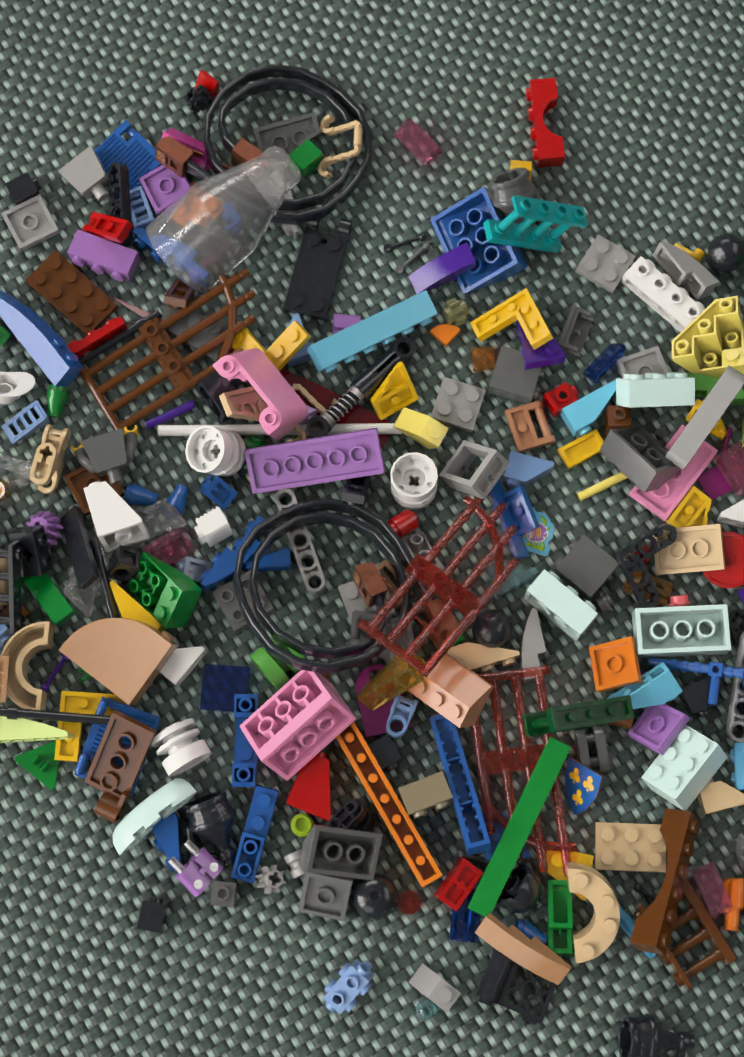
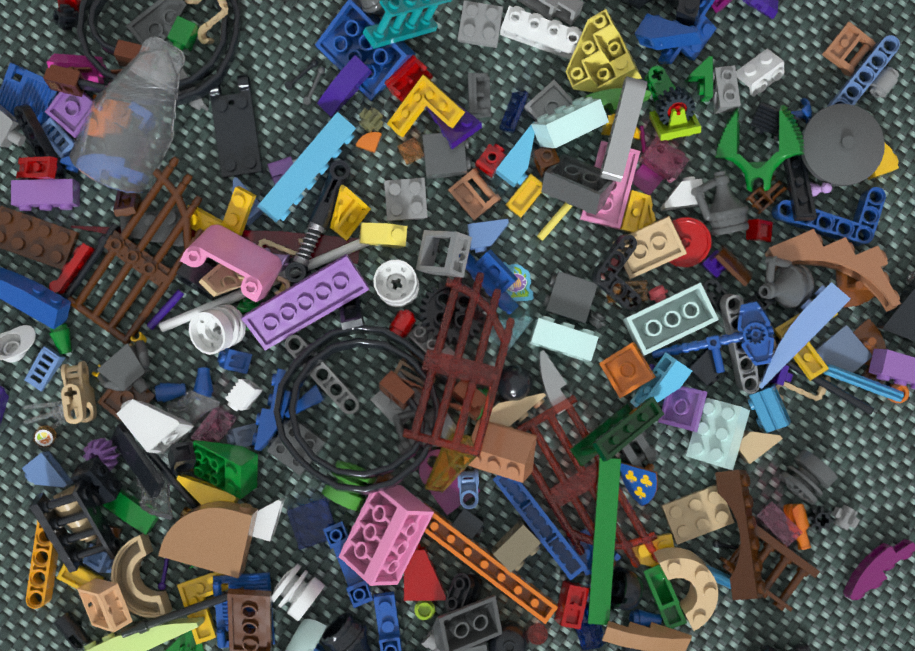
camera: 30 degrees left, 10 degrees up
(439, 521) = (433, 310): none -> black gear
(509, 284) = (406, 78): none -> red hinge

